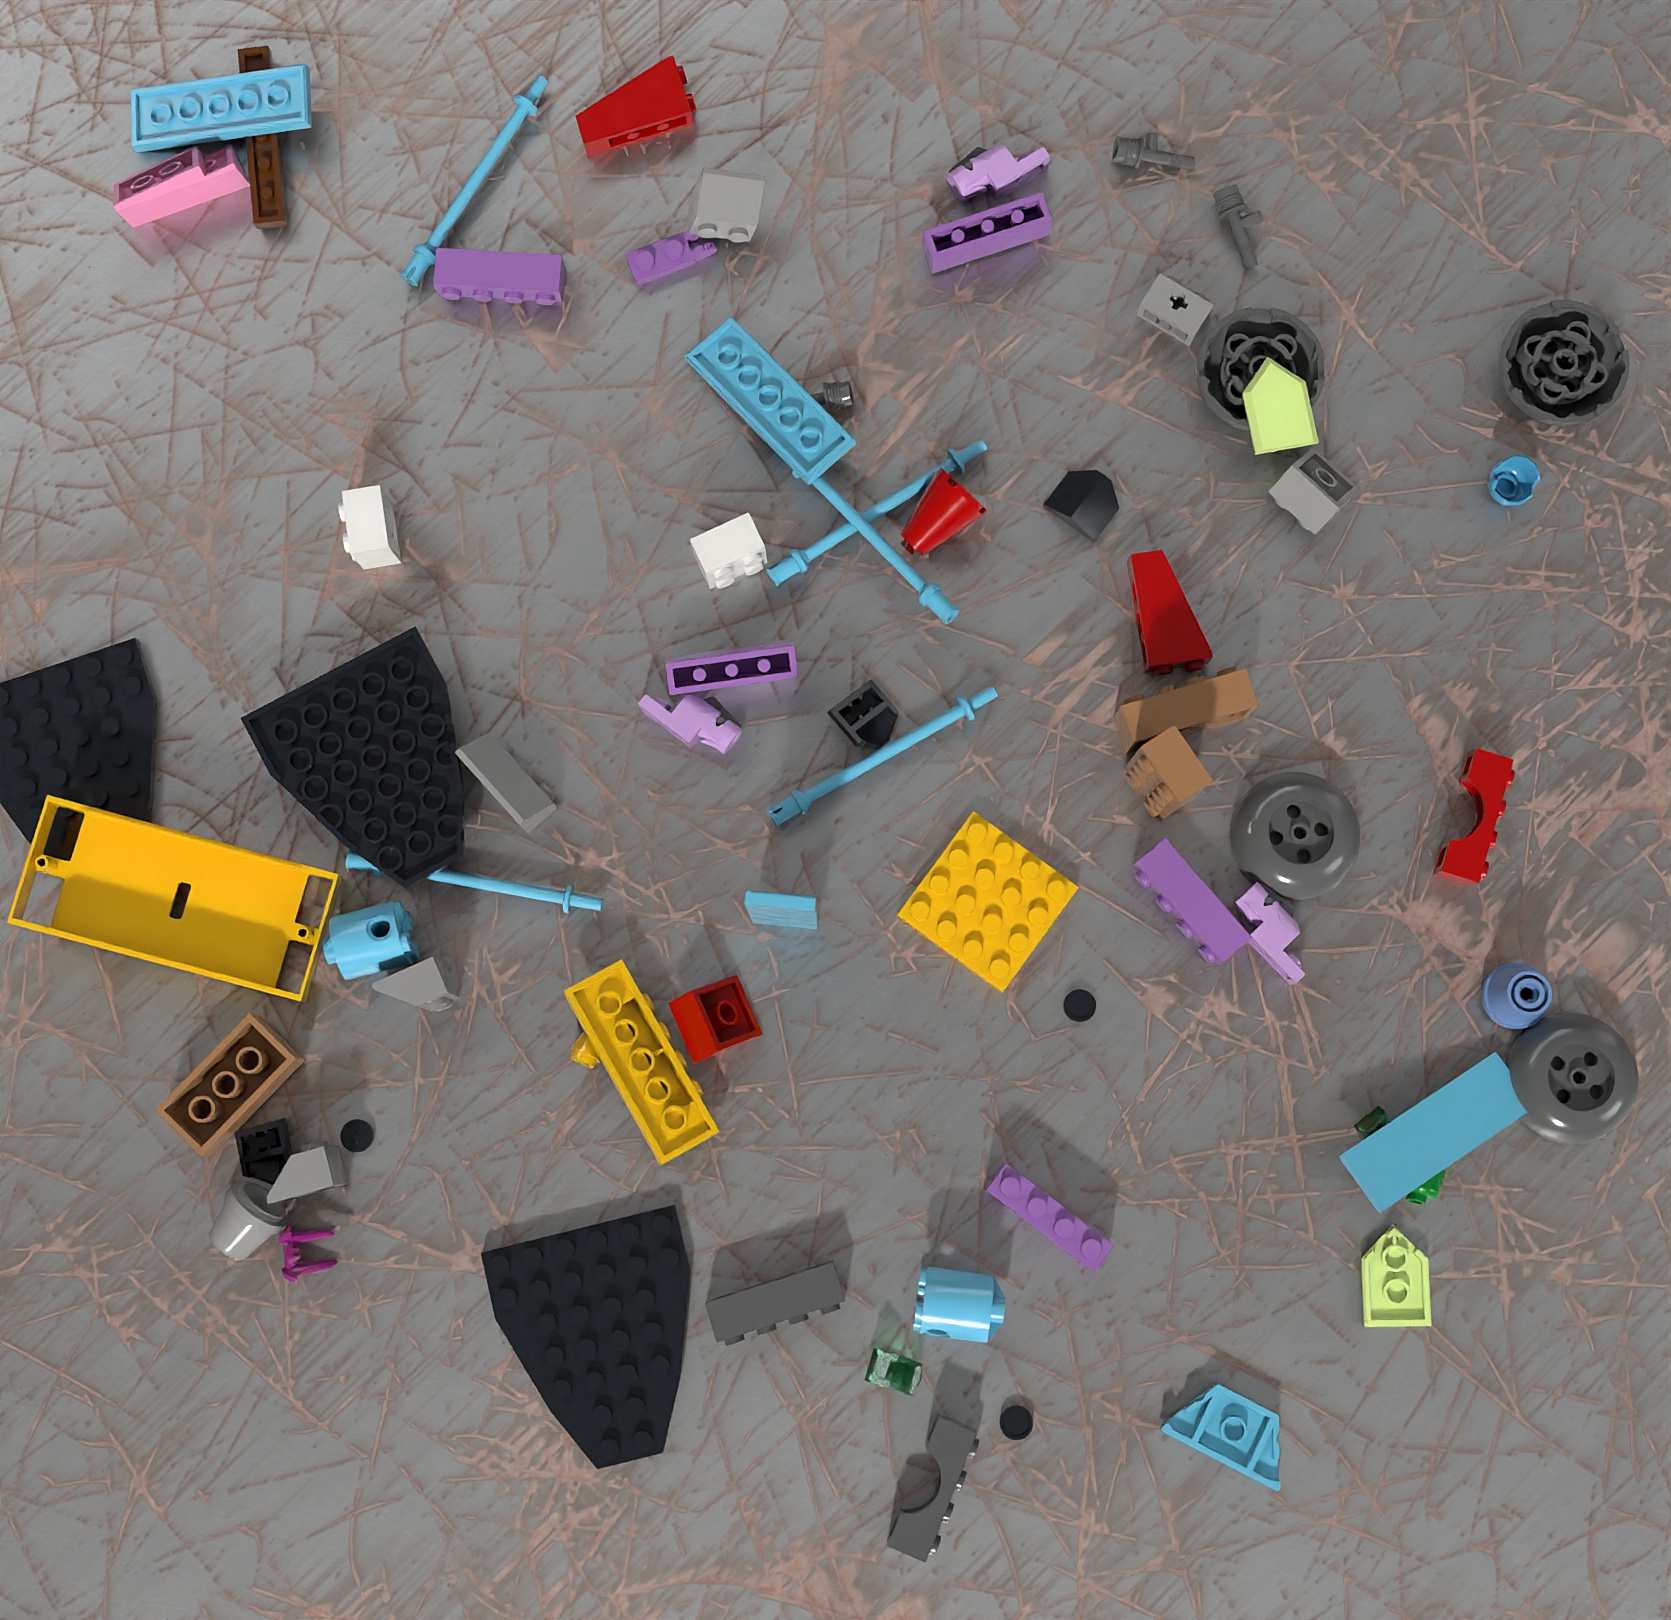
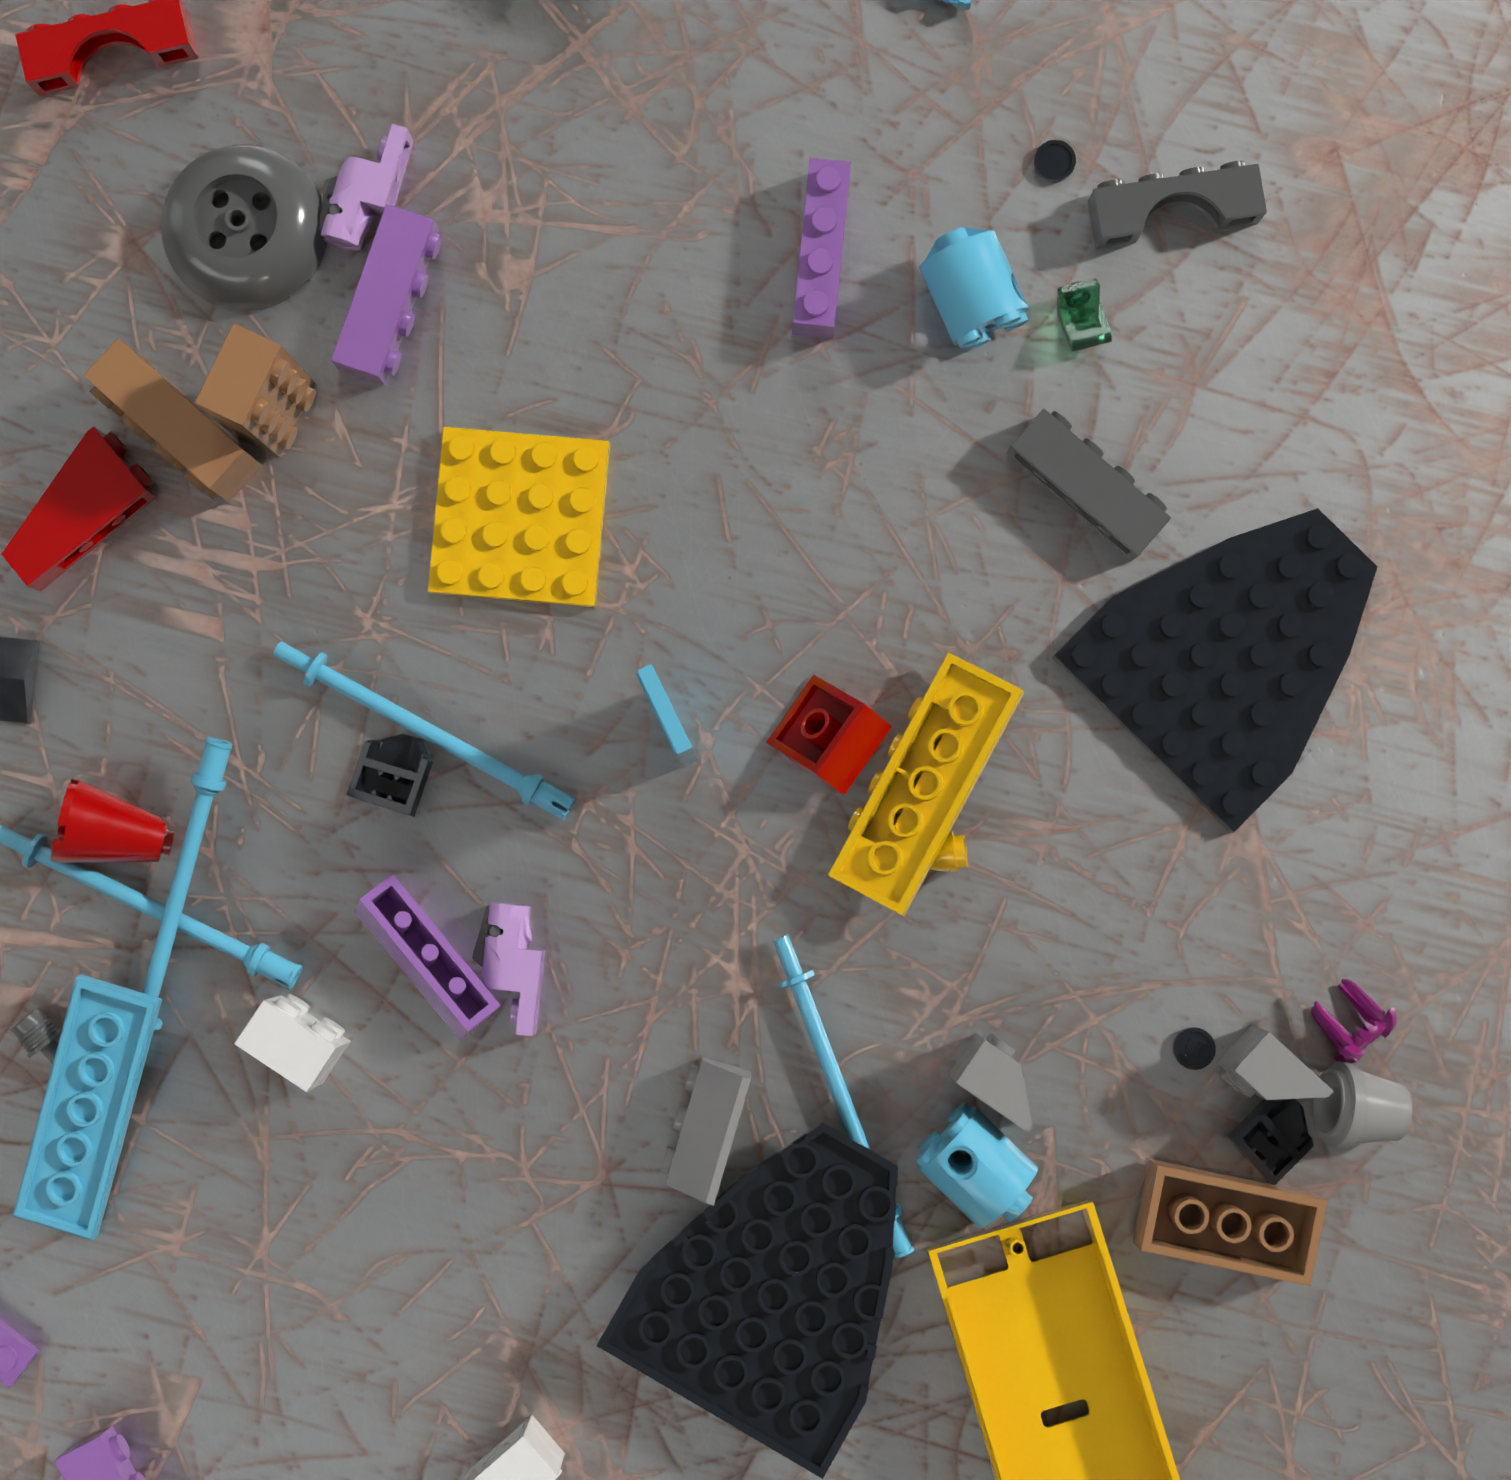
camera: 125 degrees left, 5 degrees up
(1079, 1005) = (573, 351): black piece -> none

